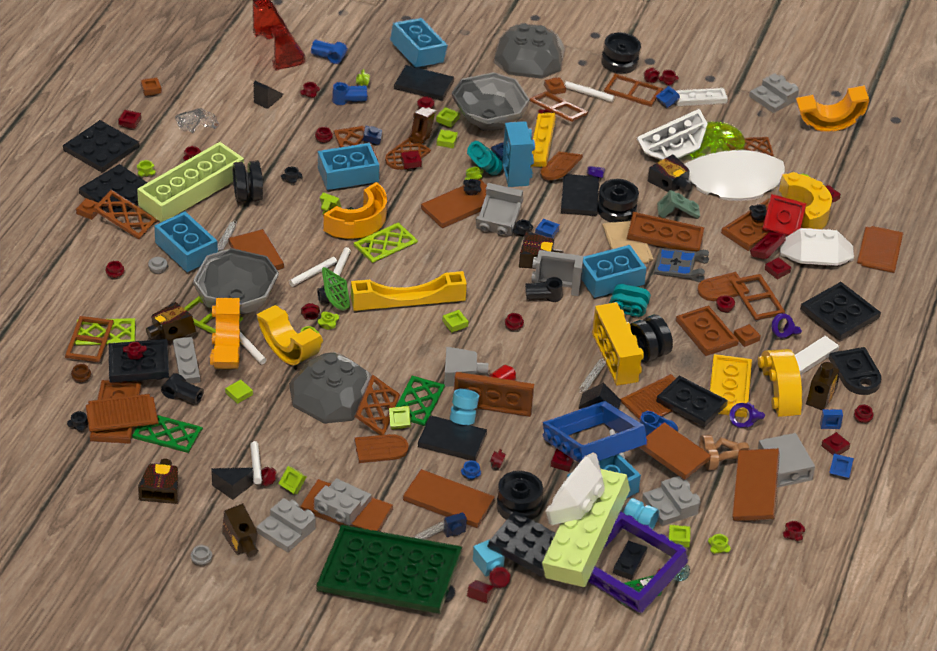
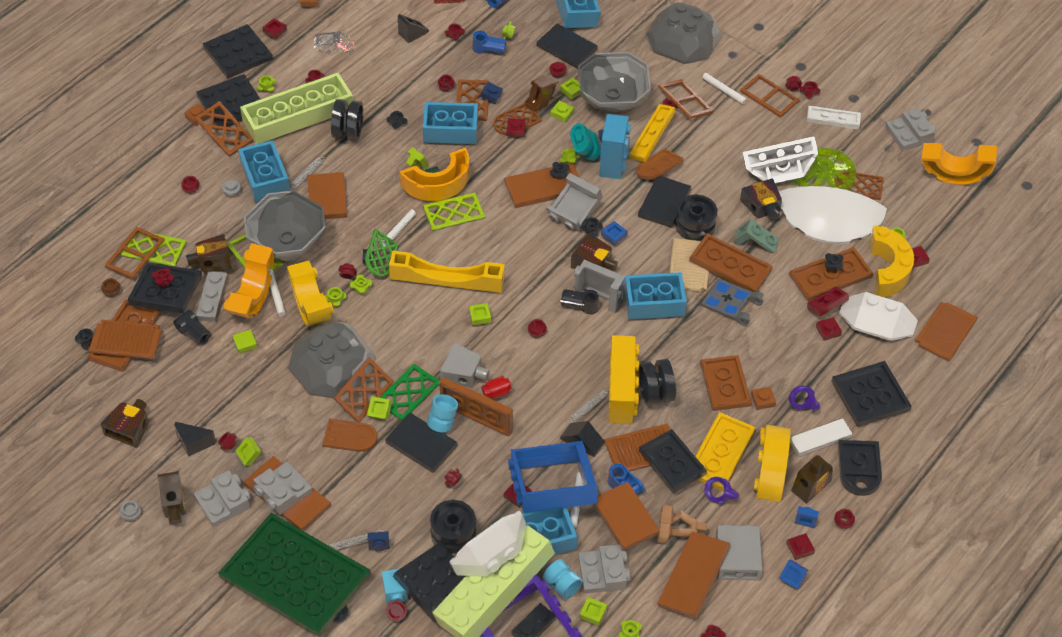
camera: 20 degrees right, 10 degrees up
(172, 443) = (179, 380): green window -> none
(256, 462) = (223, 423): white bar -> none
(313, 271) = (369, 228): white bar -> none
(448, 497) = (388, 508): dark orange tile -> none
(471, 469) = (422, 478): blue plate -> none
(480, 591) = (372, 619): dark red slope -> none
(555, 86) = (693, 75): dark orange plate -> none
(596, 171) = (691, 179): dark purple tile -> none
(621, 52) = (771, 53): black wheel -> none
(631, 299) = (660, 331): teal brick -> none
(668, 96) = (799, 111): blue plate -> none
(719, 286) = (762, 337): dark orange window -> none
(725, 303) = (759, 359): dark red plate -> none
(769, 293) = (807, 356): dark orange window -> none
(783, 215) = (855, 273): red tile -> none

